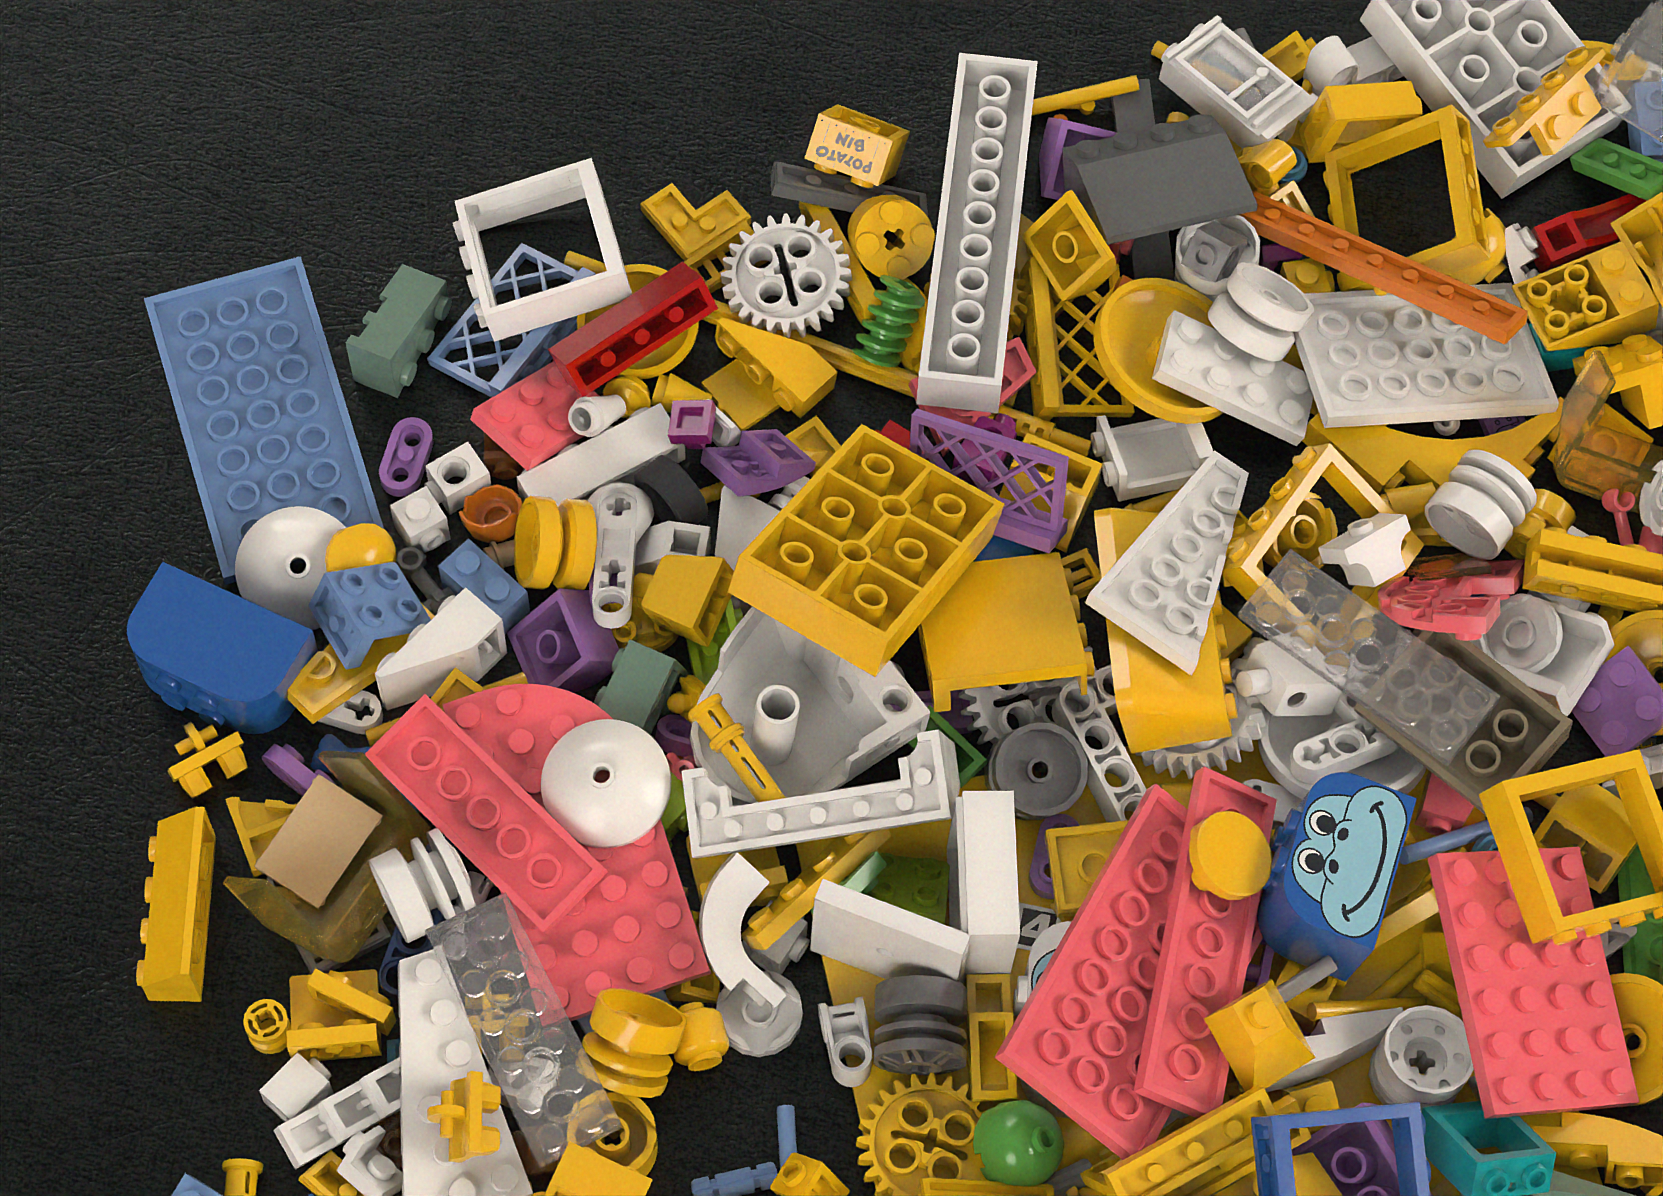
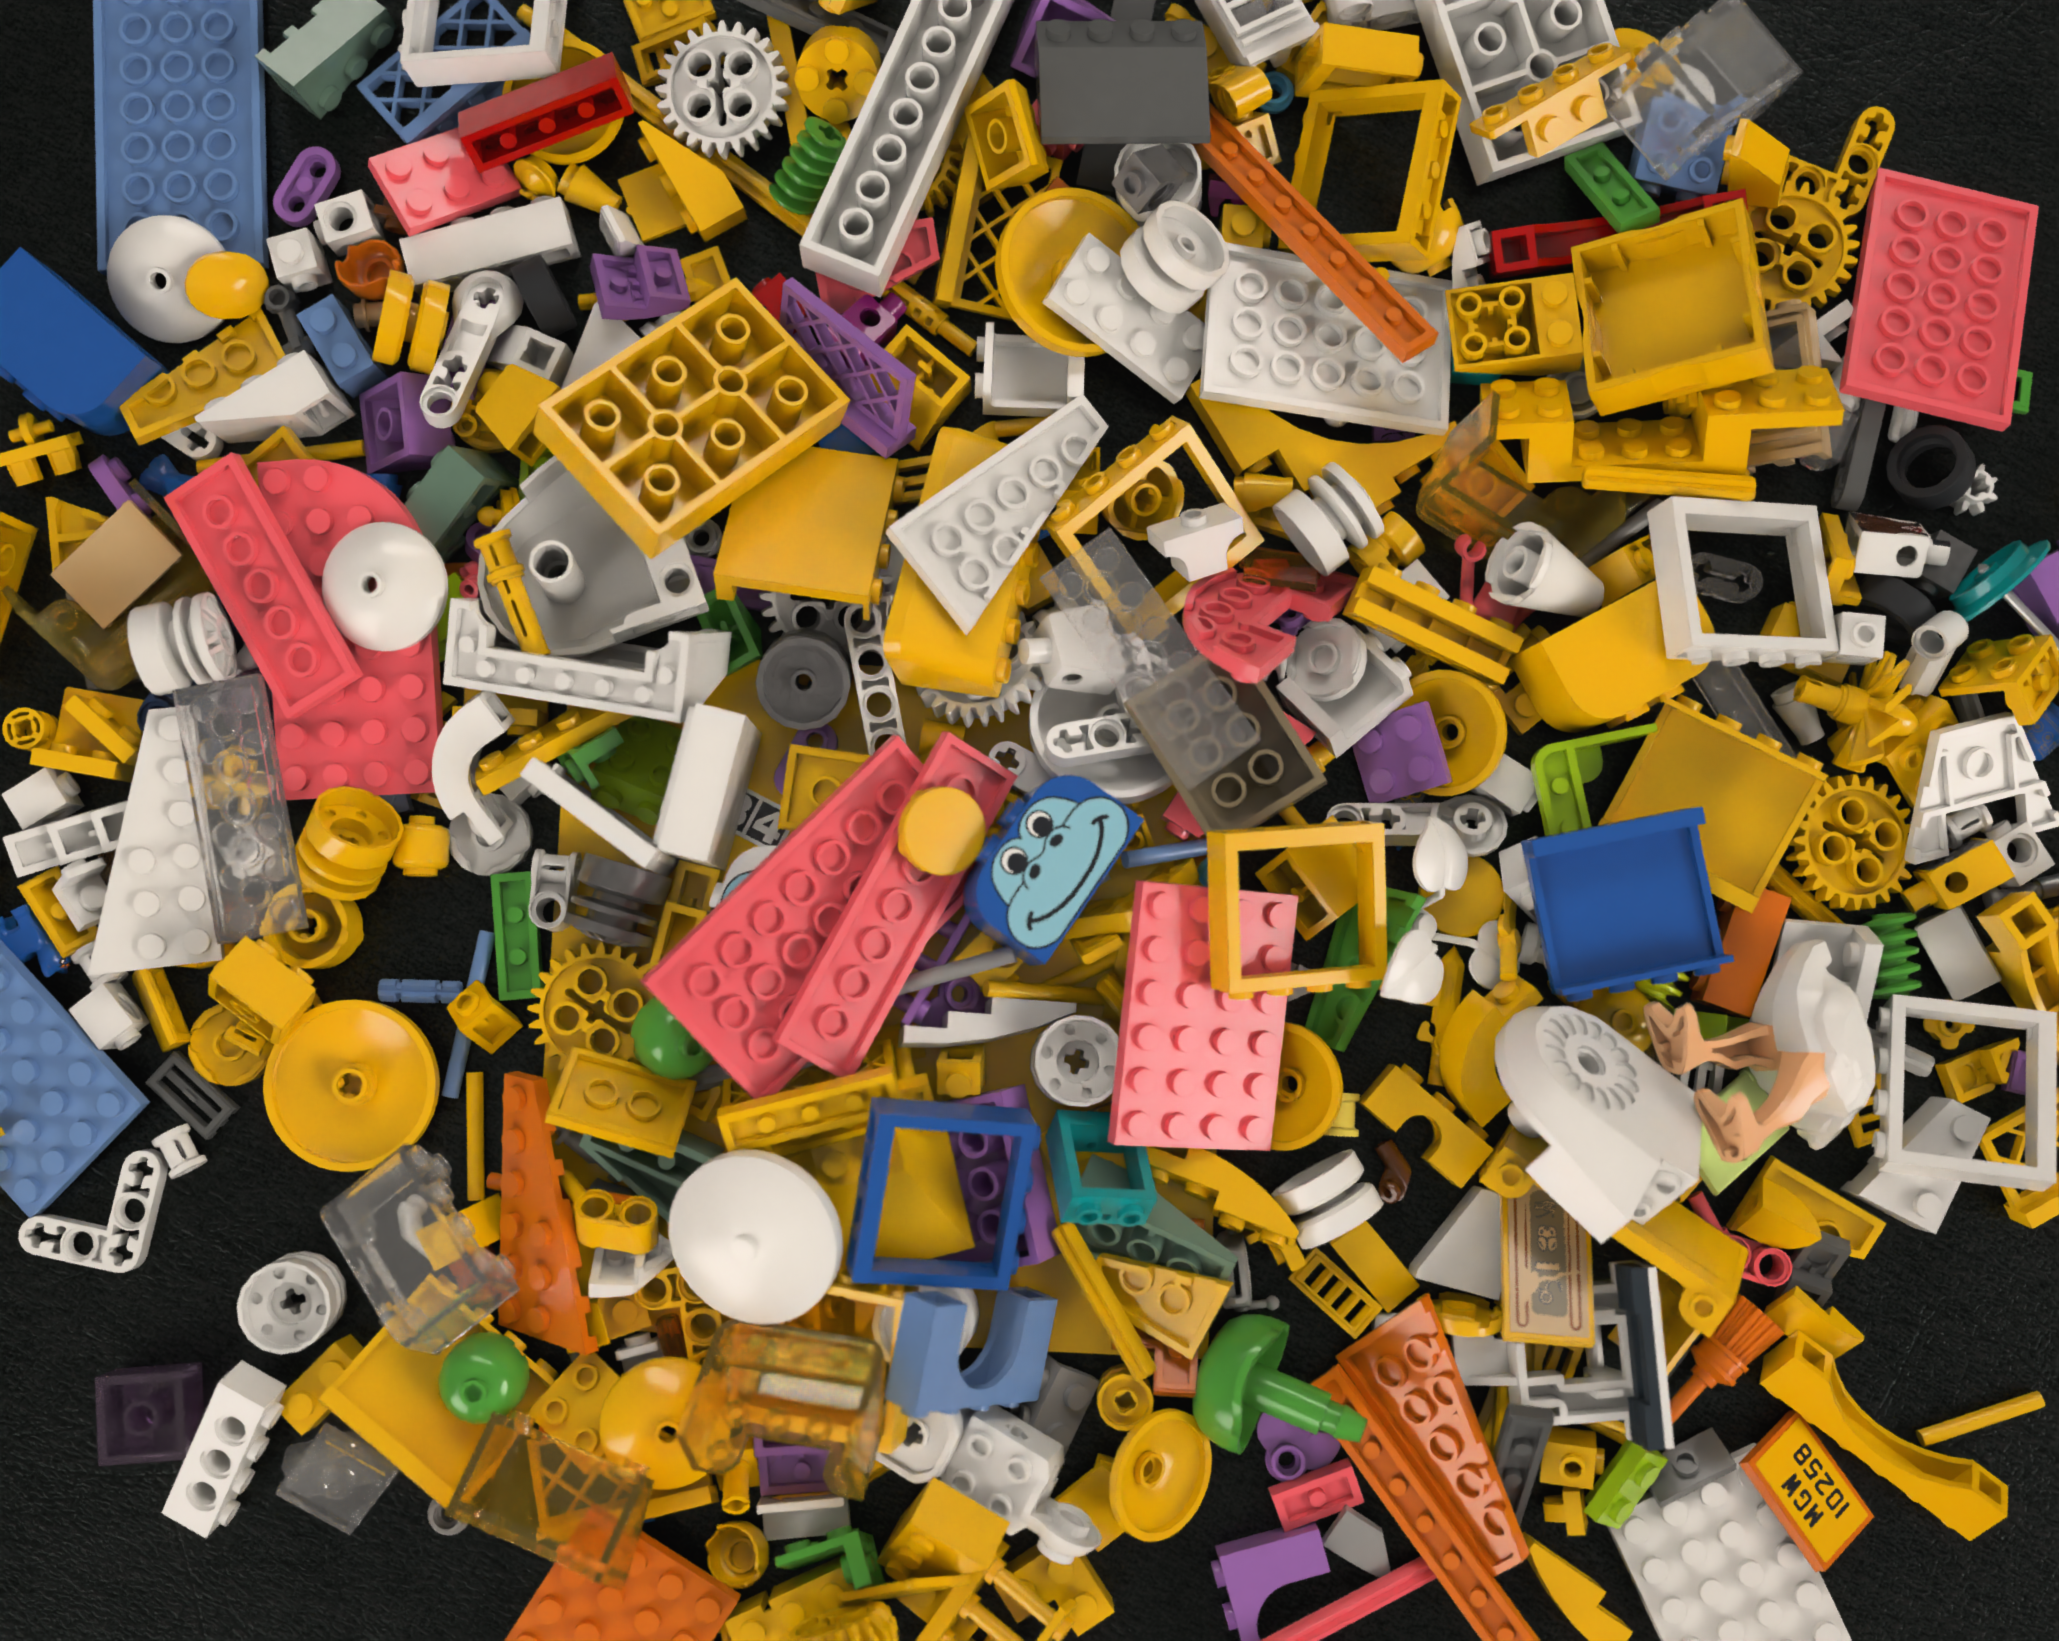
camera: 15 degrees right, 20 degrees up
(365, 606) = (216, 342): medium blue bracket -> none
(462, 1117) = (161, 901): yellow hips -> none
(595, 413) = (489, 193): white cone -> none
(692, 423) = (581, 227): tile -> none
(818, 1100) = (515, 937): none -> bright green plate
(1259, 1037) = (917, 1011): yellow slope -> none
(1398, 950) = (1095, 947): none -> yellow slope

